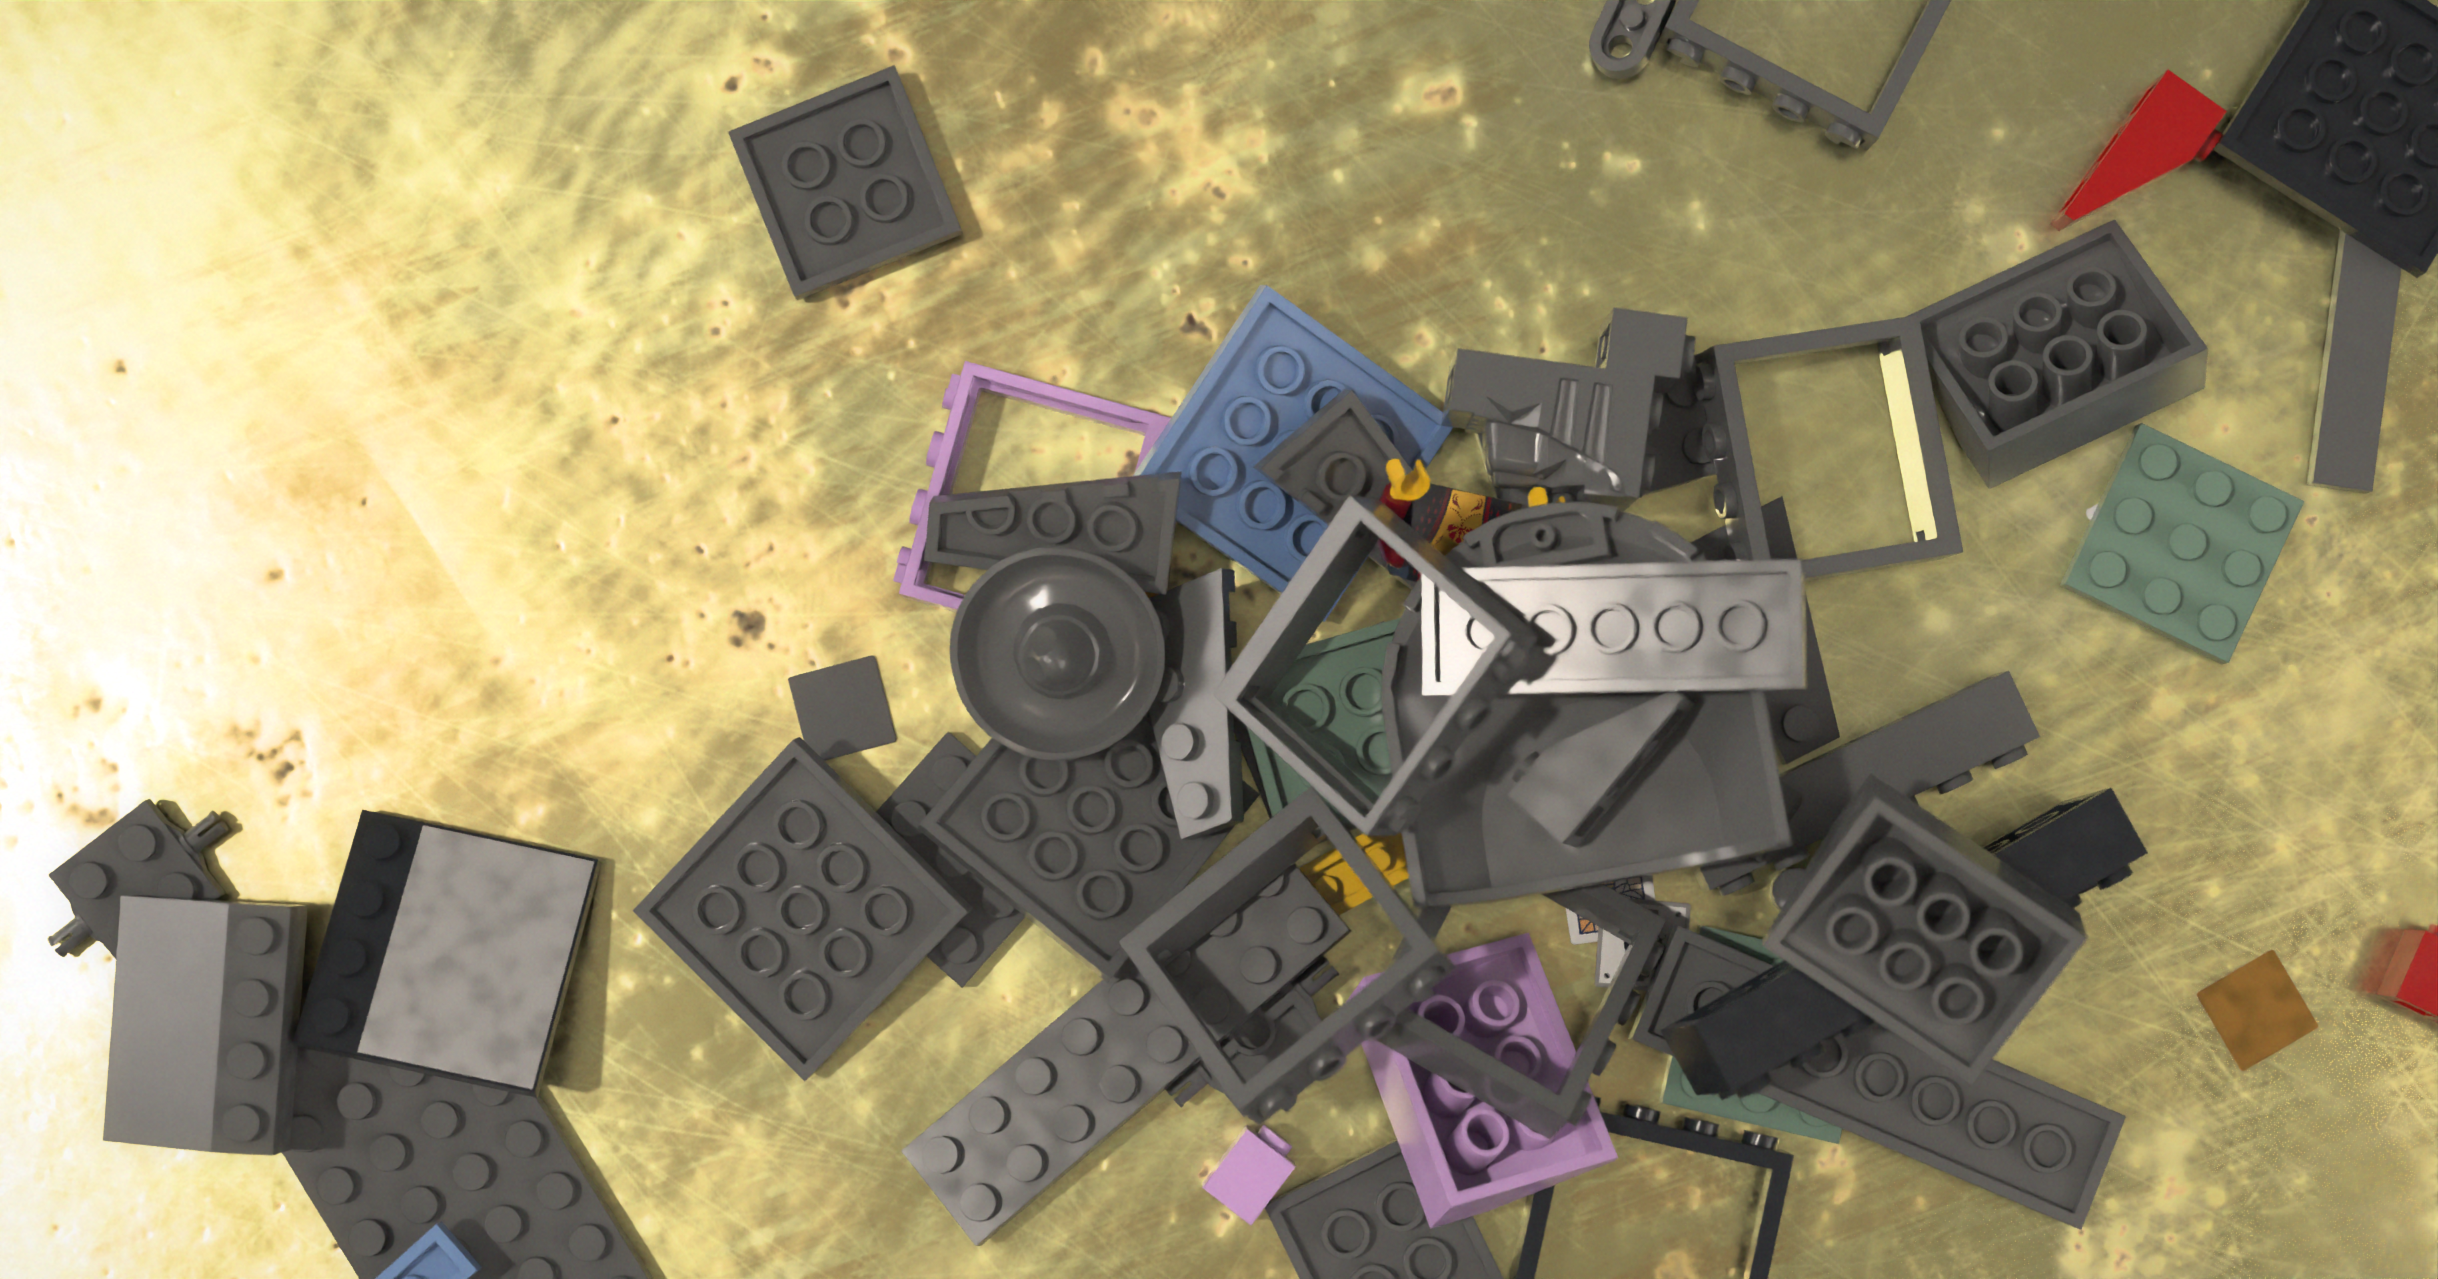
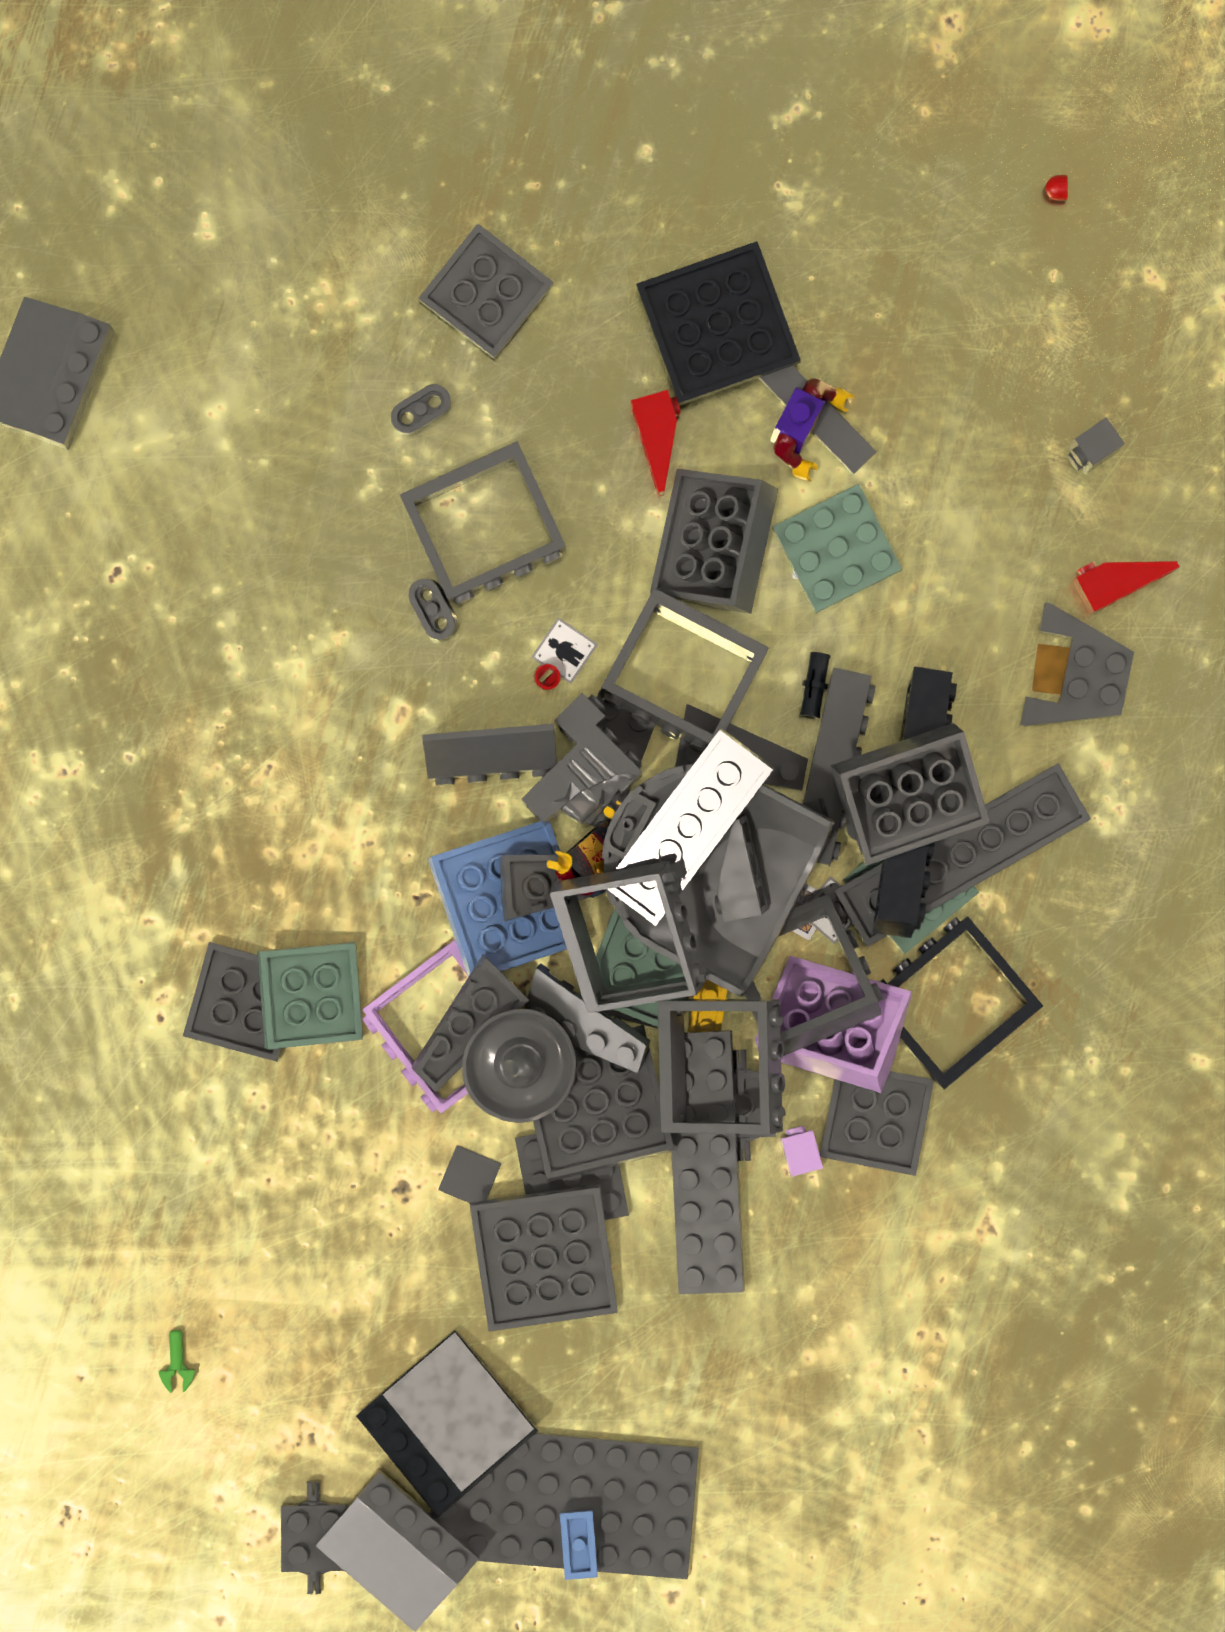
camera: 55 degrees left, 0 degrees up
(242, 490) = (176, 1363): none -> bright green bar
(927, 269) = (310, 995): none -> sand green plate
(1487, 254) = (490, 753): none -> dark grey slope
(1661, 273) = (551, 681): none -> red hinge
(1719, 260) = (565, 649): none -> sticker
(1955, 664) = (814, 685): none -> black pin
(2292, 1068) = (1093, 676): none -> dark grey wing
(2333, 339) = (799, 420): none -> torso

